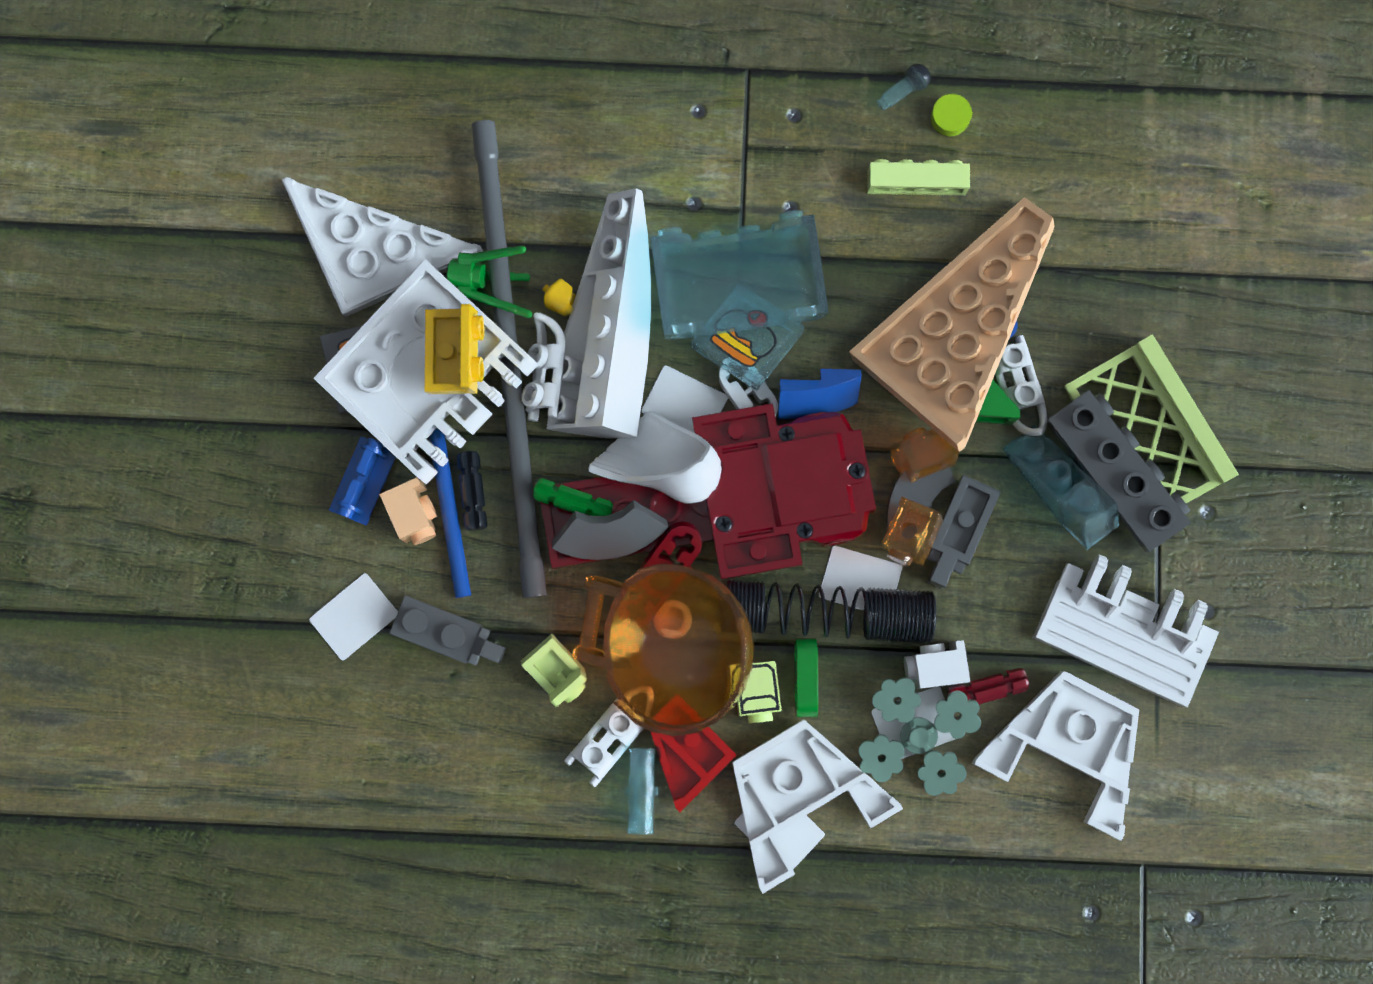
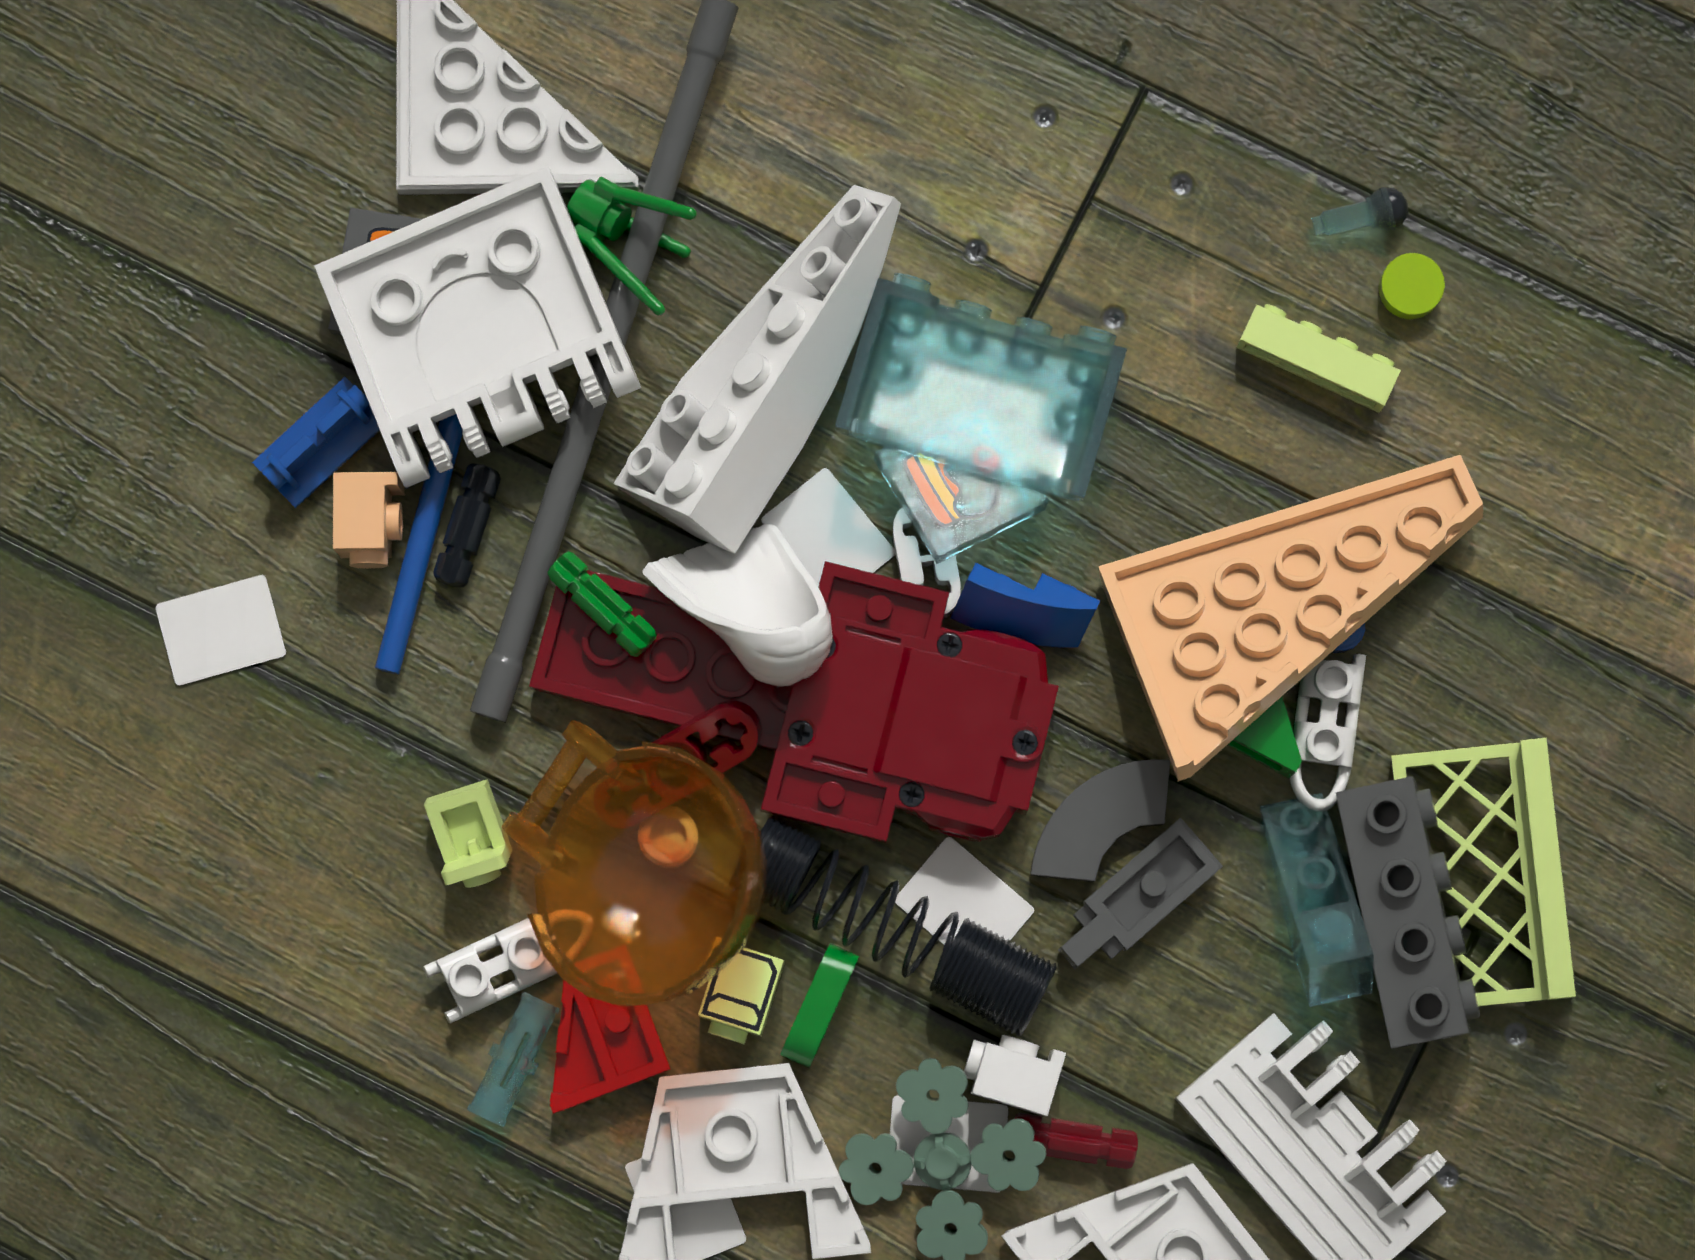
camera: 25 degrees right, 0 degrees up
(444, 632) = (337, 710): dark grey hinge -> none
(452, 350) = (526, 315): yellow bracket -> none
(538, 392) = (622, 428): white piece -> none
(559, 297) = (716, 303): yellow piece -> none
(610, 534) = (631, 676): dark grey tile -> none
(917, 548) = (1087, 870): clear orange brick -> none
(923, 454) = (1132, 762): clear orange brick -> none

